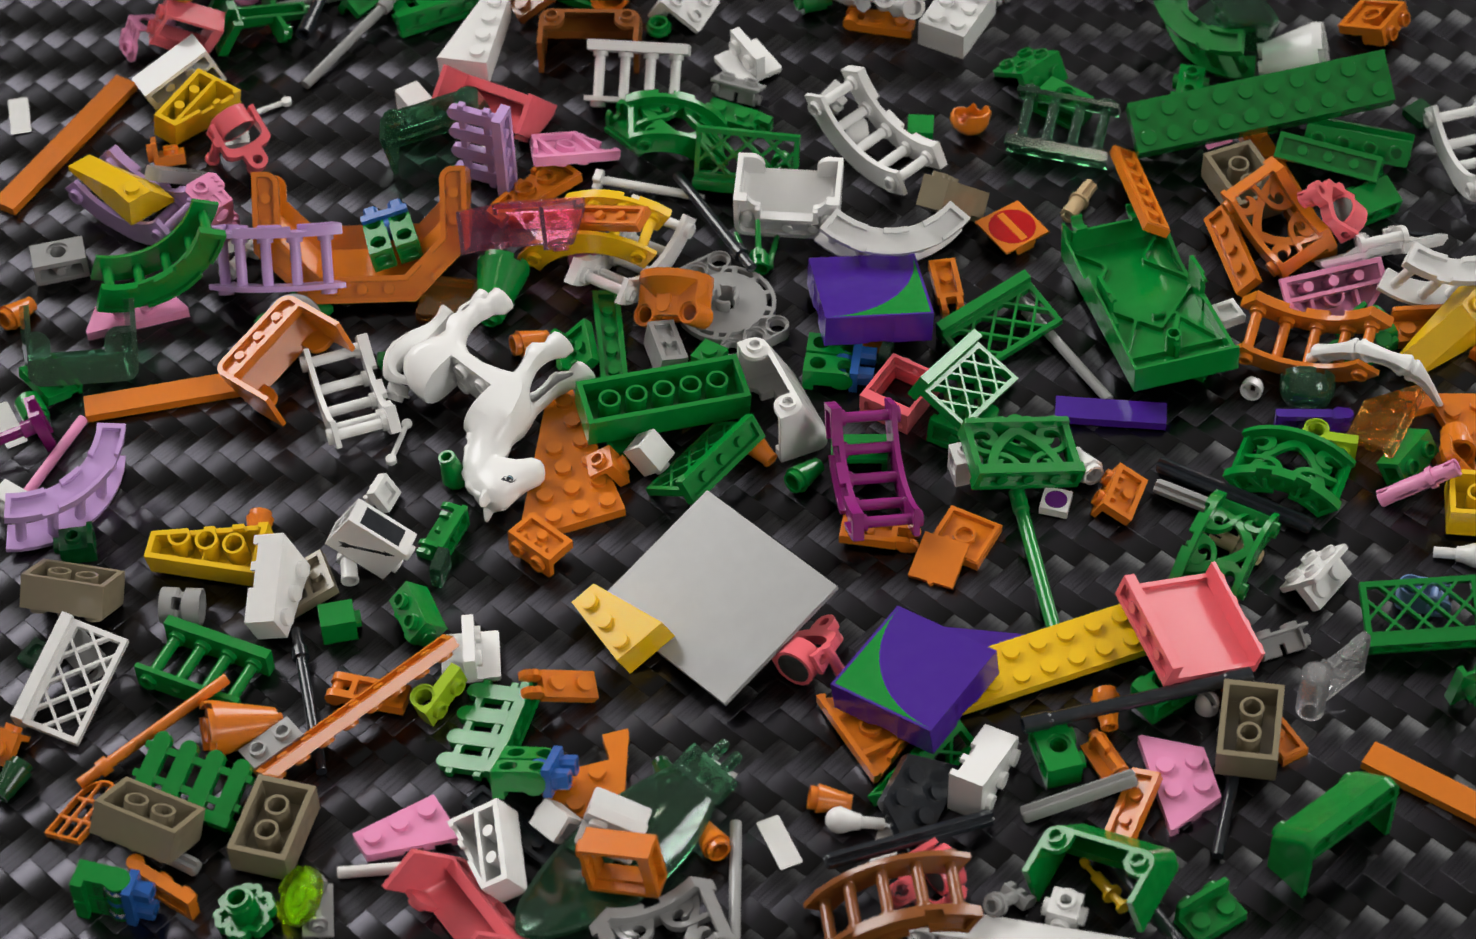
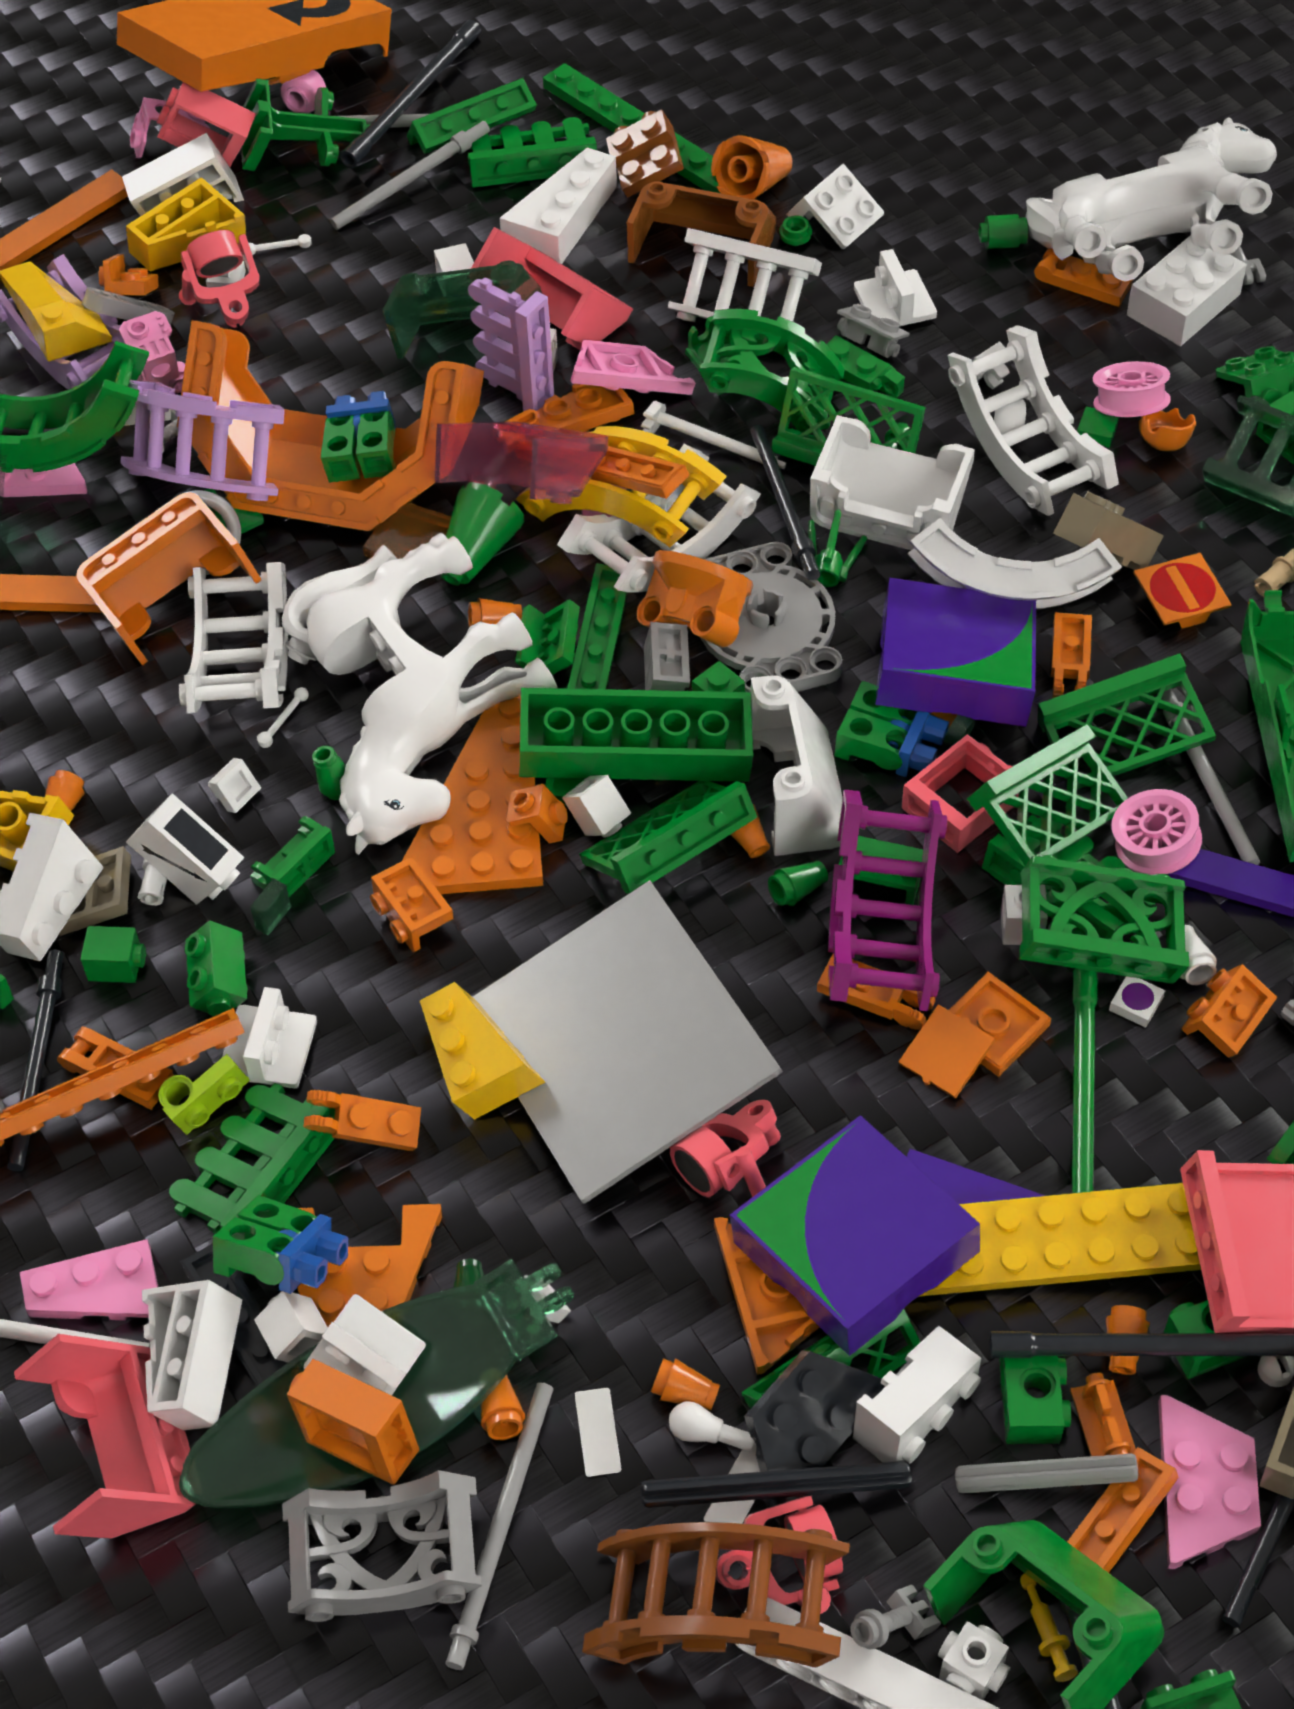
camera: 15 degrees right, 5 degrees up
(938, 95) = (1131, 389): none -> bright pink wheel
(1040, 390) = (1157, 832): none -> bright pink wheel

